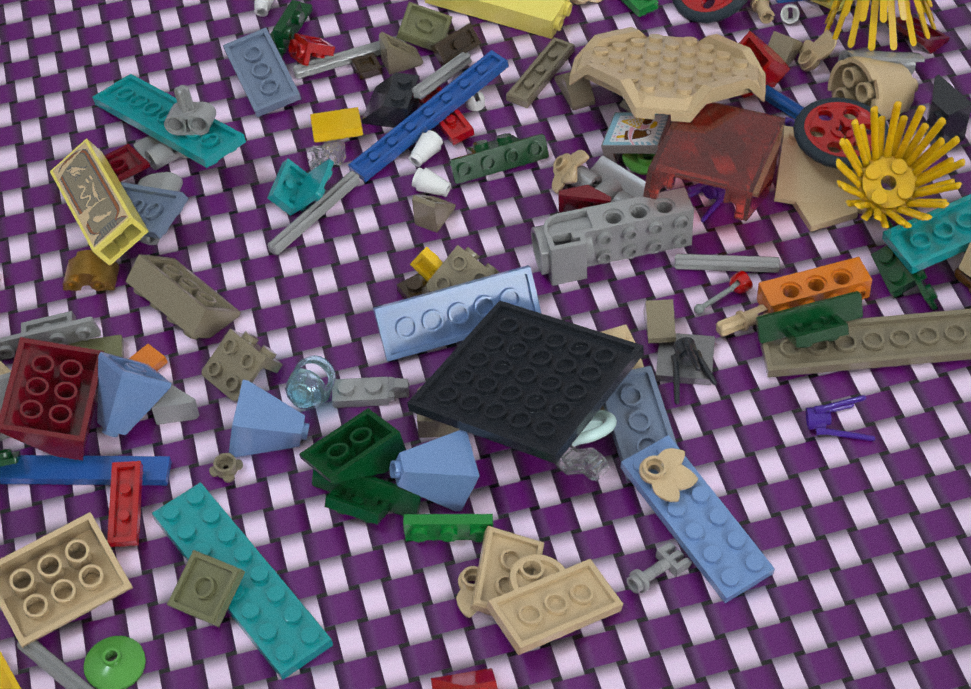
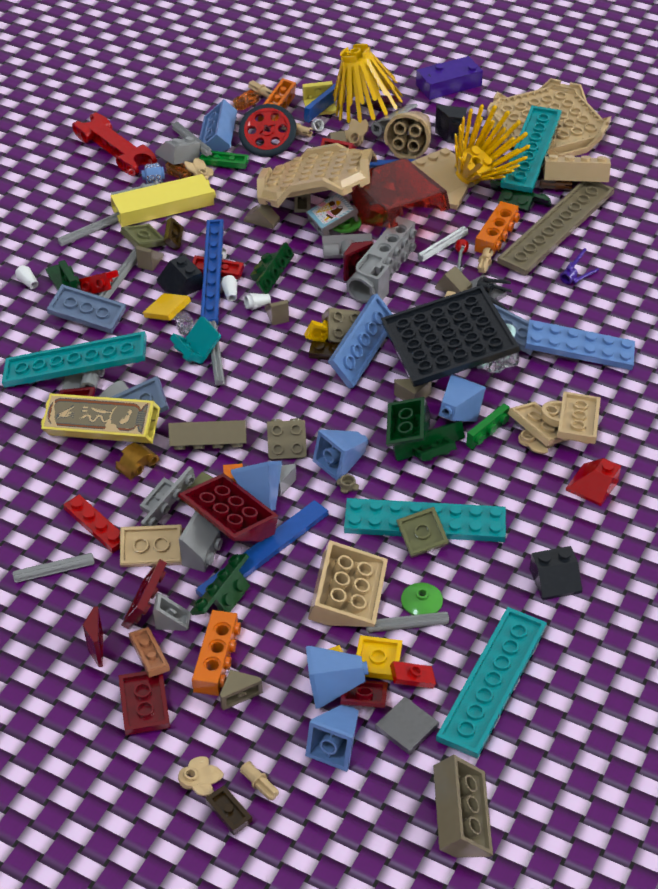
camera: 50 degrees left, 5 degrees down
(125, 504) = (324, 529): red plate -> none
(189, 116) = (102, 341): light grey beam -> none
(306, 388) = (340, 418): clear light blue helmet -> none
(366, 66) = (136, 273): dark brown tile -> none
(368, 391) = (364, 405): light grey hinge -> none
(441, 75) = (190, 247): light grey axle -> none
(540, 72) = (233, 221): dark tan tile -> none
(566, 169) = (319, 250): tan plate -> none
(639, 581) = (592, 384): light grey hinge -> none
(671, 474) = (554, 332): tan plate -> none
(812, 321) = (520, 238): dark green bracket -> none
(835, 108) = (429, 152): red wedge -> none

